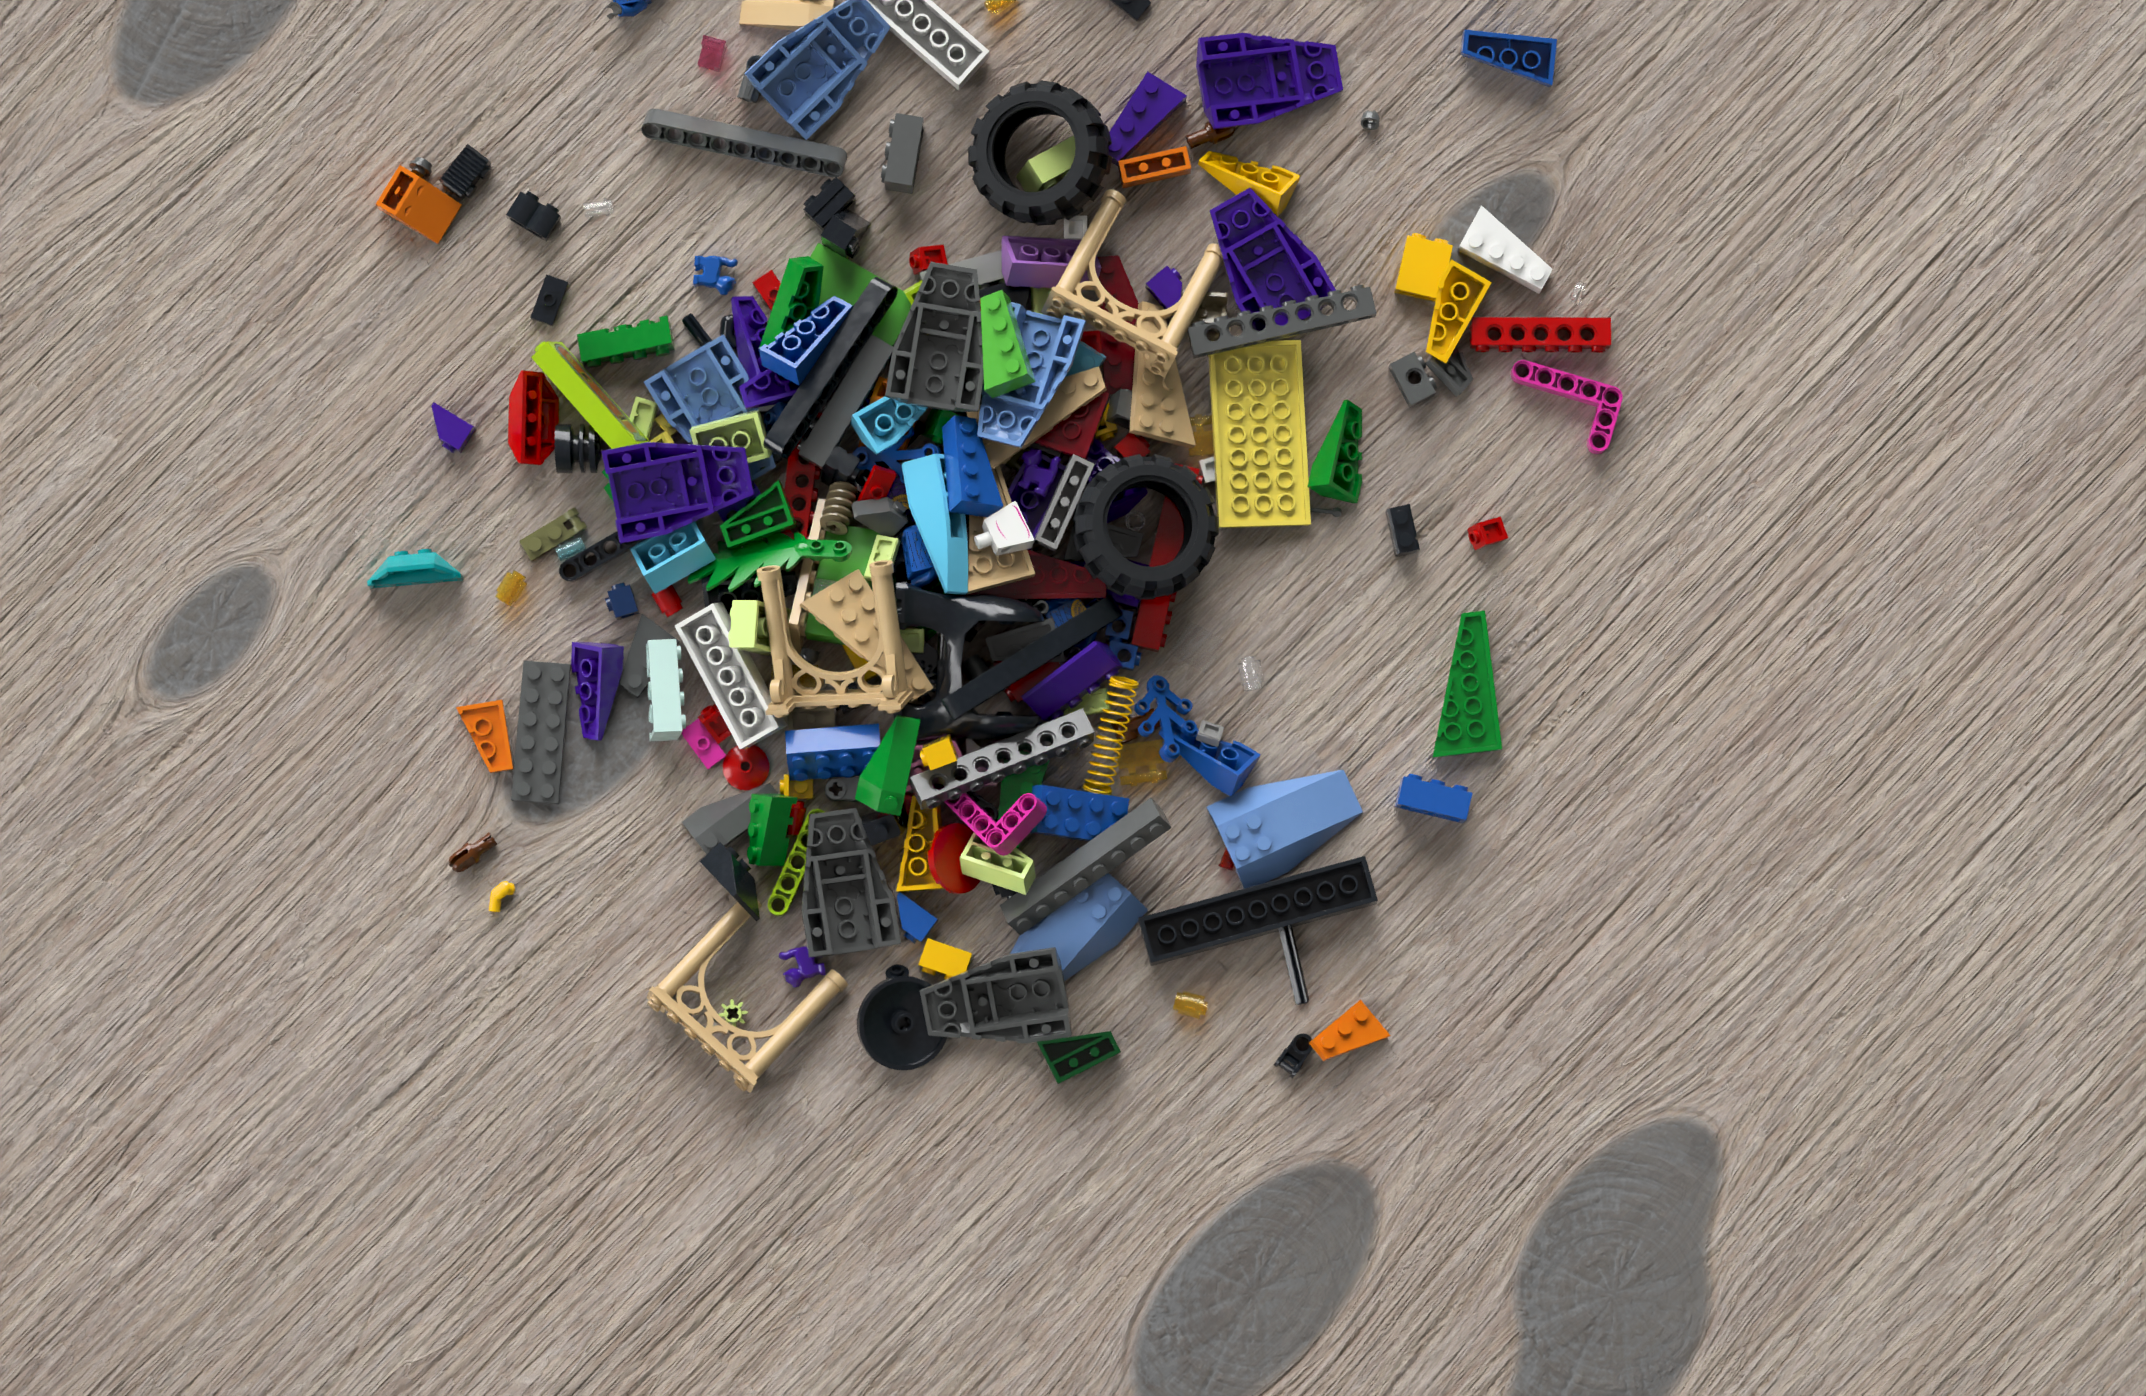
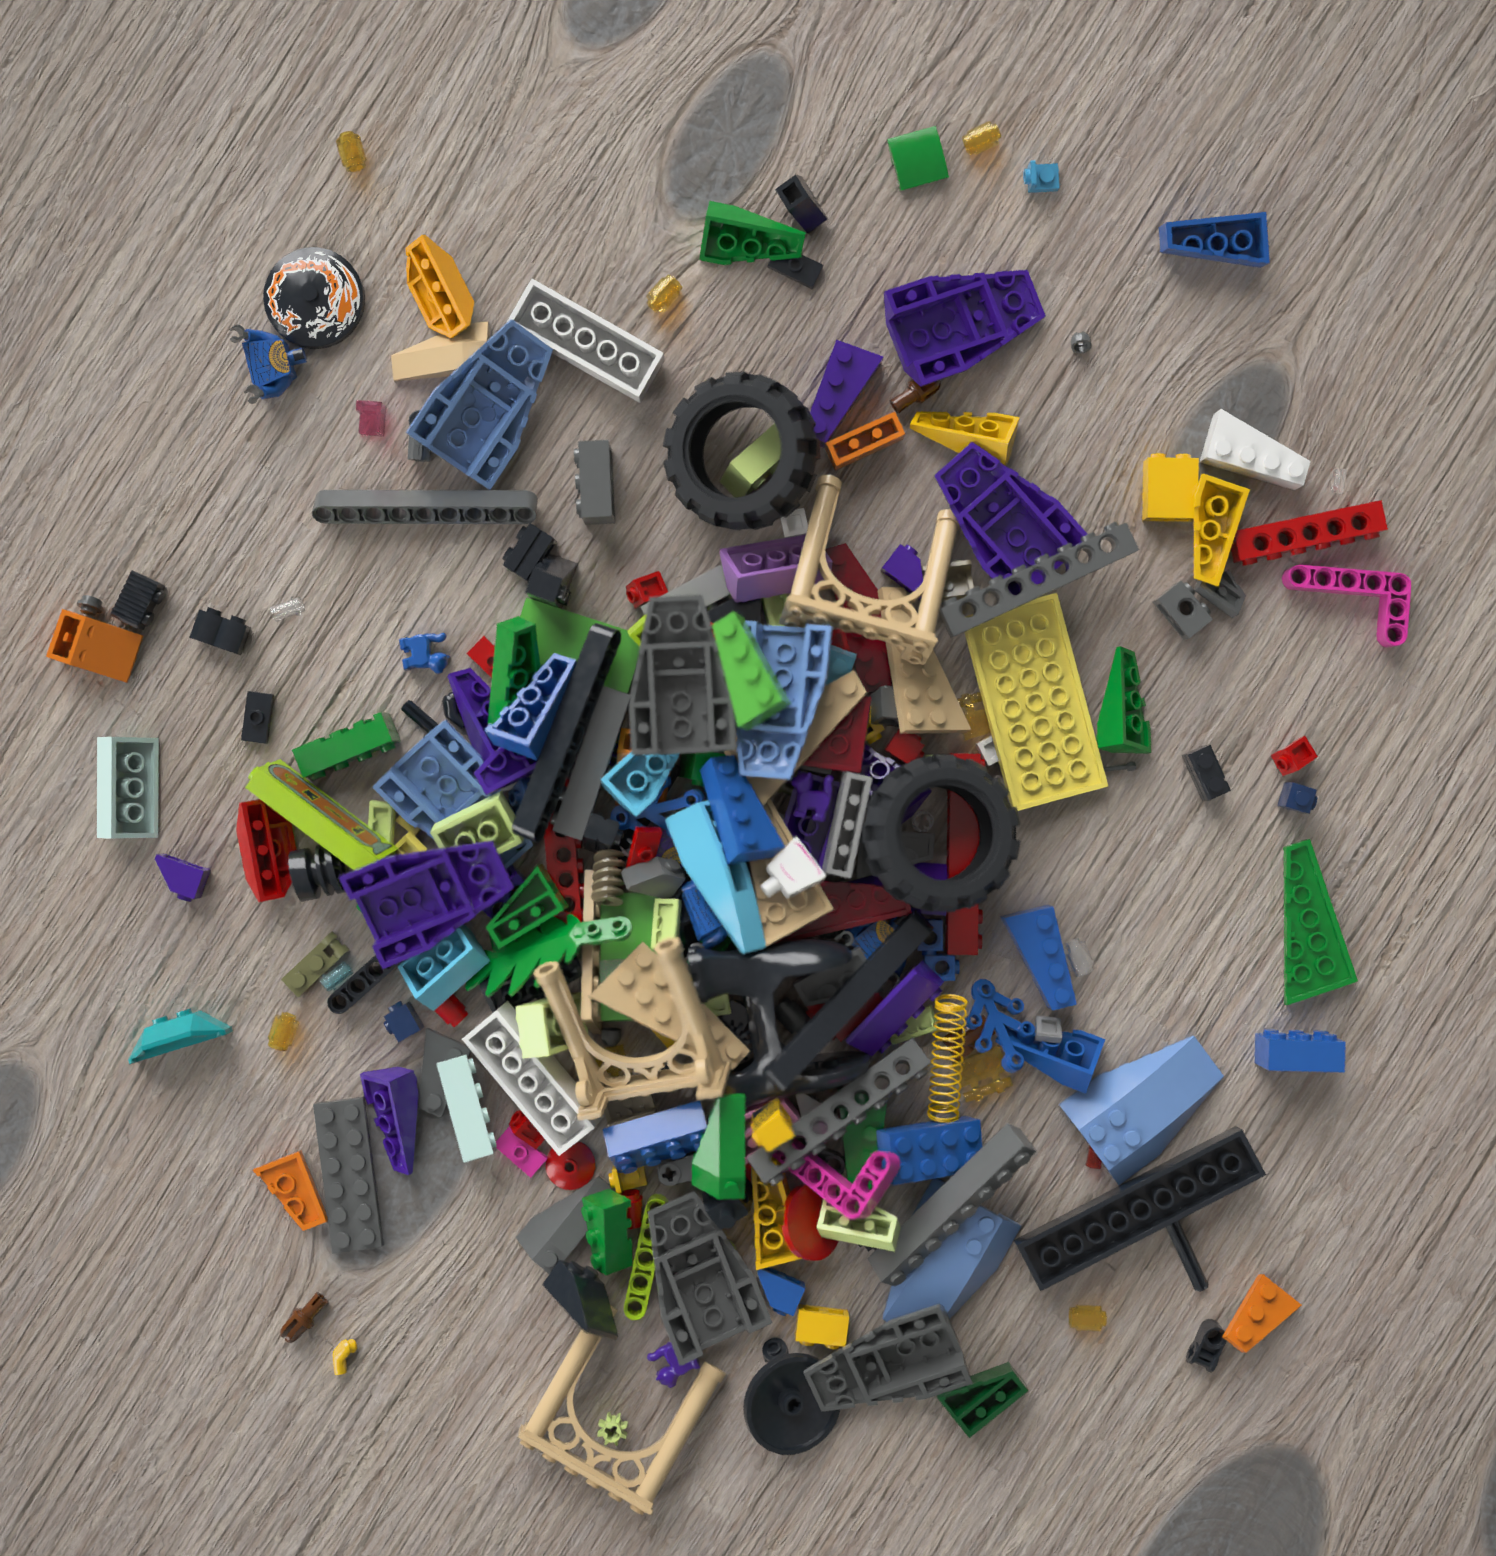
camera: 10 degrees left, 5 degrees up
(418, 338) = (127, 787): none -> light aqua slope
(1217, 654) = (1041, 949): none -> blue wedge
(1481, 571) = (1297, 798): none -> dark blue brick

